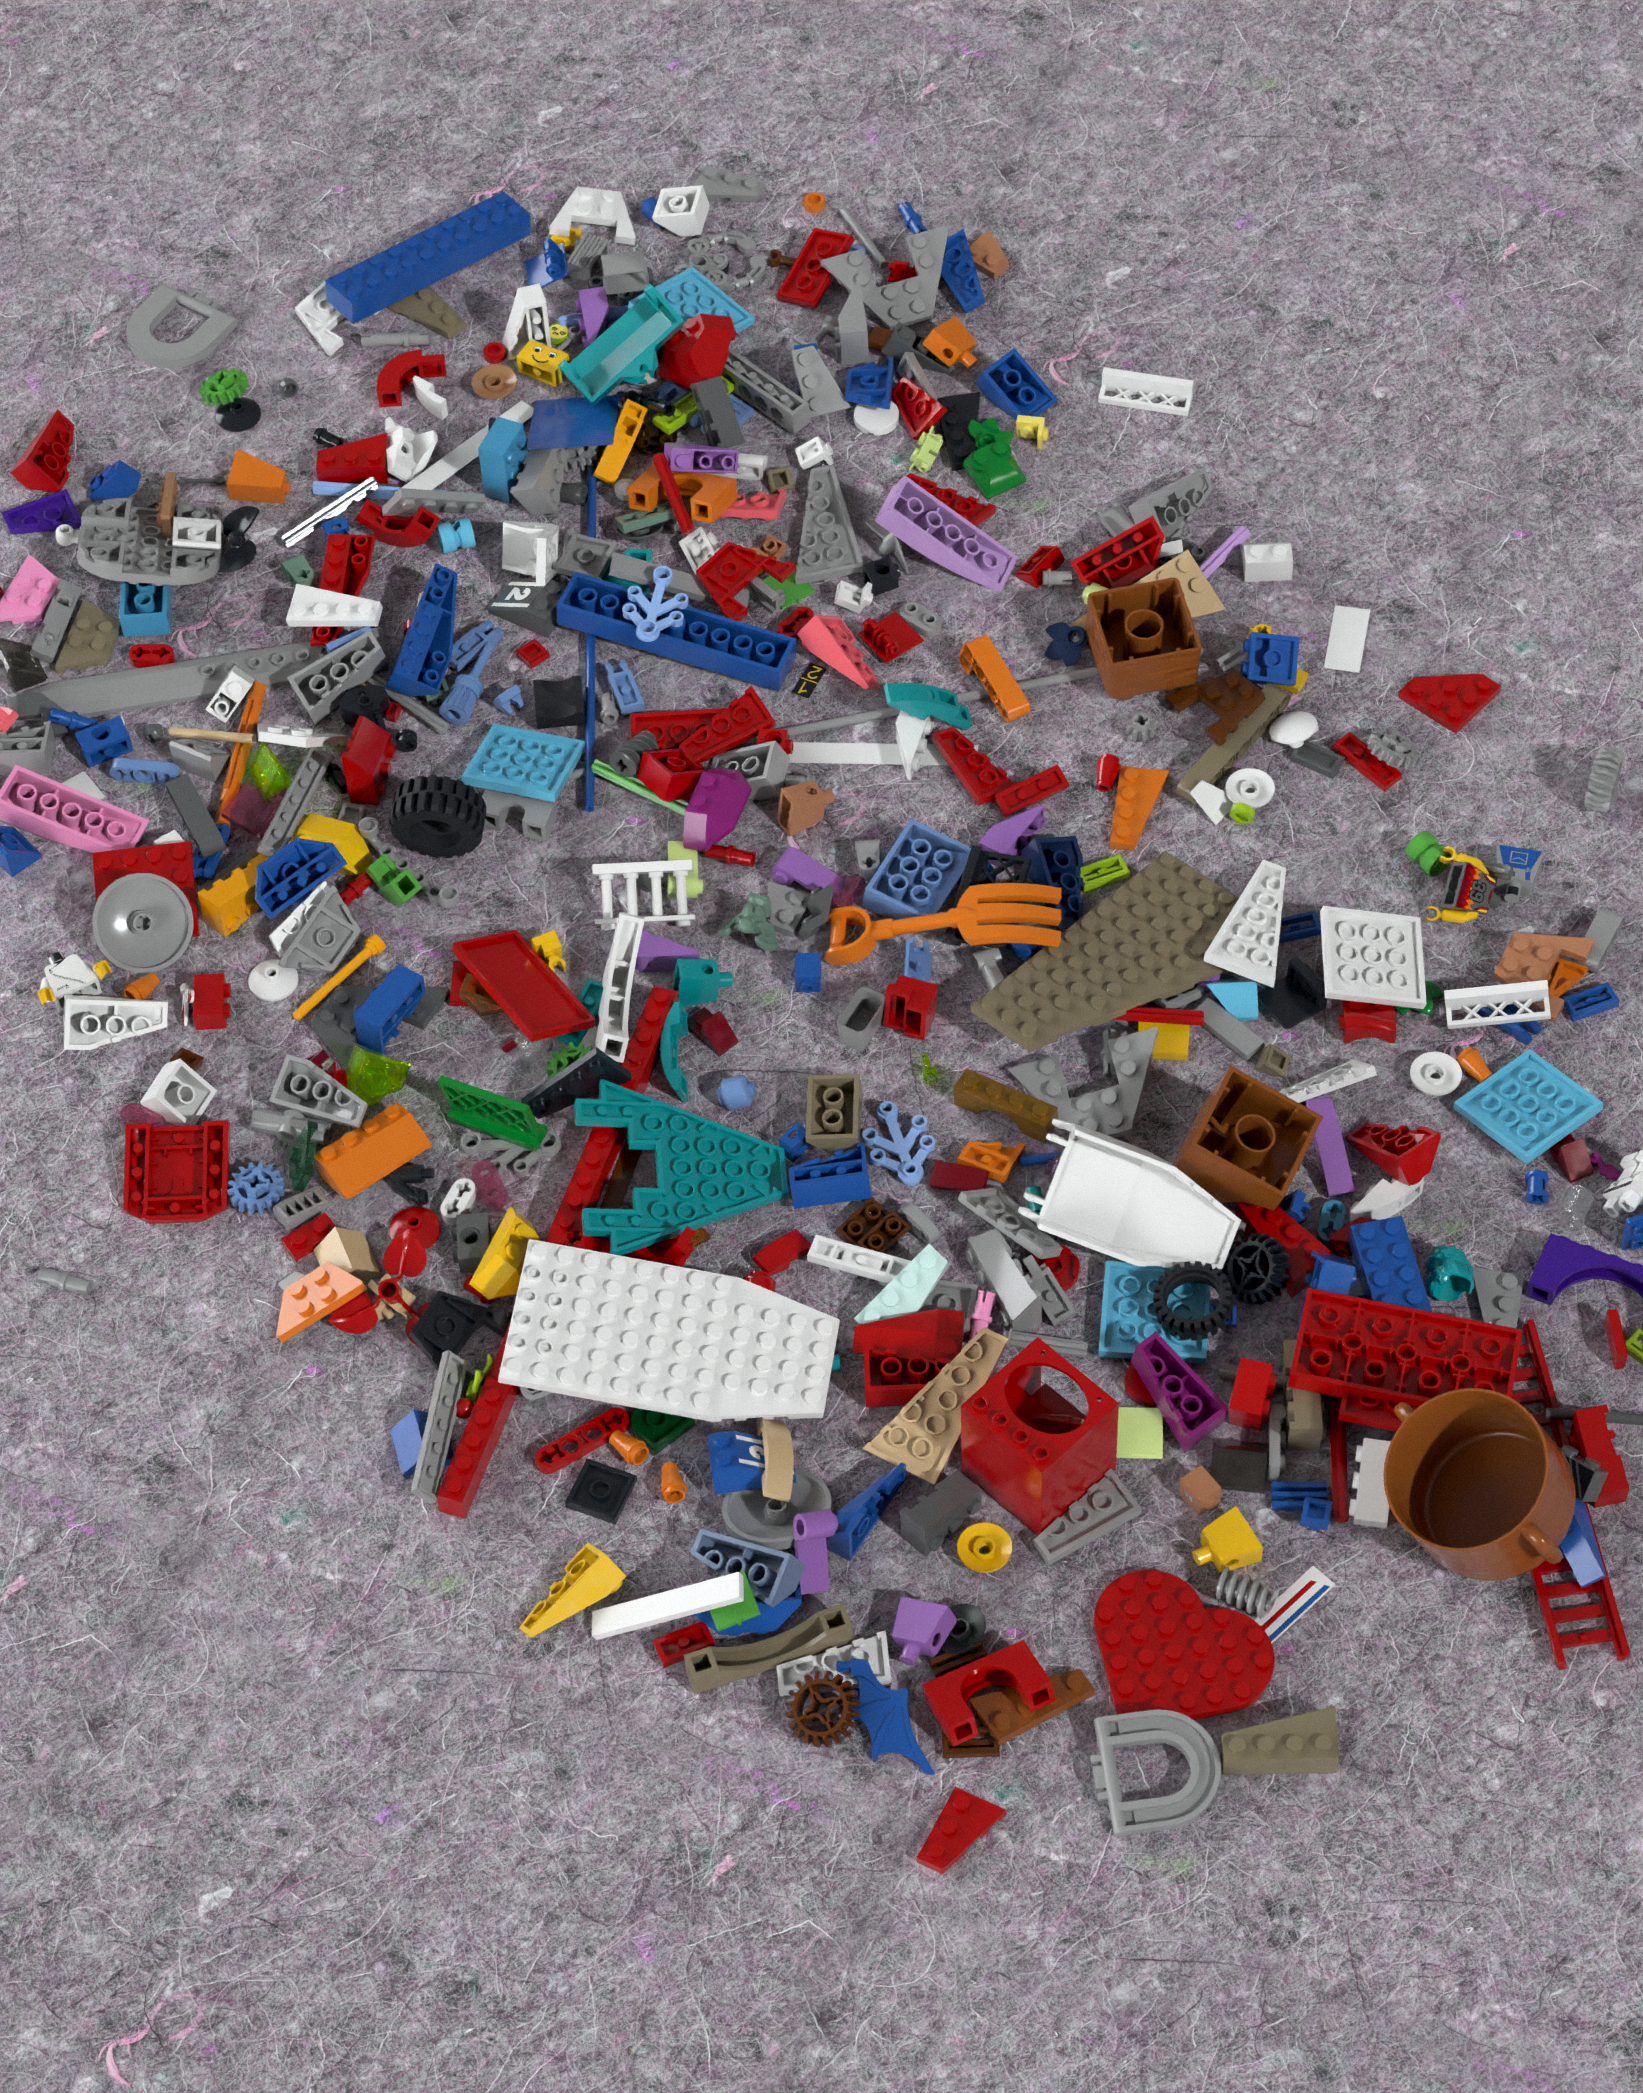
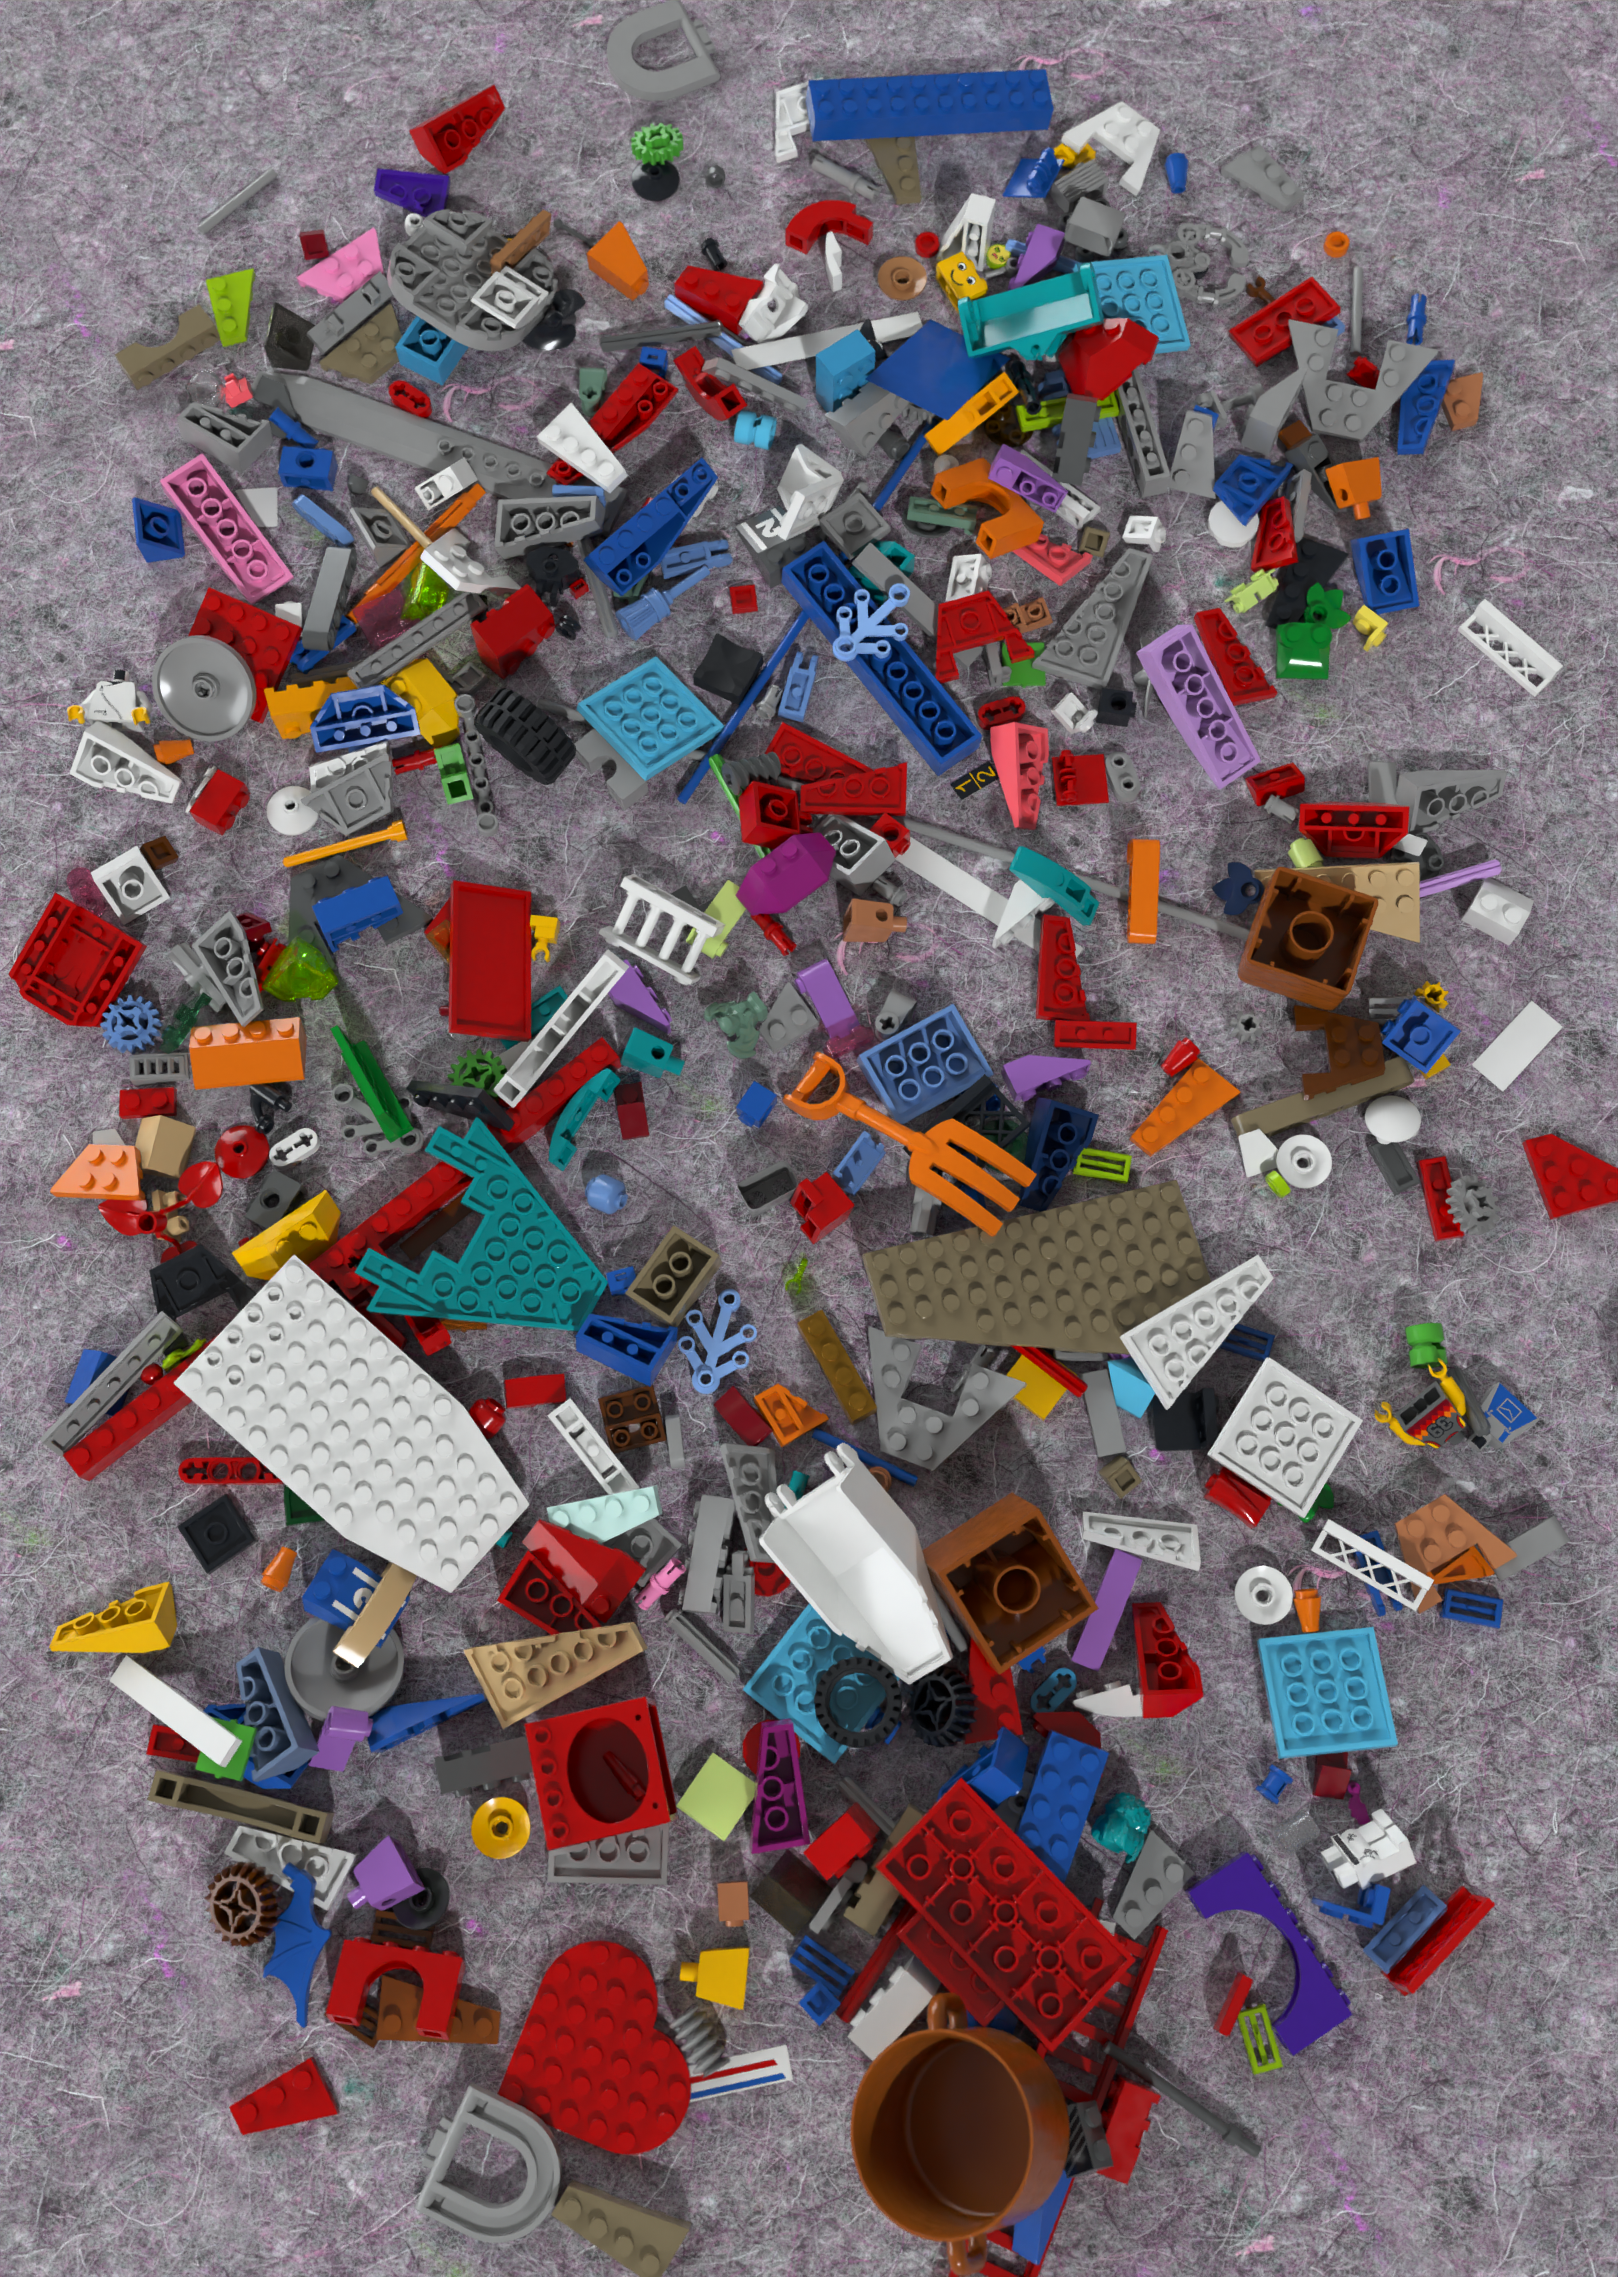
camera: 30 degrees right, 20 degrees up
(114, 482) = (495, 193): blue slope -> none
(488, 1183) = (331, 1150): clear pink plate -> none
(511, 695) = (689, 634): medium blue tile -> none
(630, 1448) = (268, 1510): orange cone -> none
(673, 493) = (975, 504): red axle -> none
(682, 210) = (1201, 184): white slope -> none
(819, 905) = (814, 1039): dark grey slope -> none

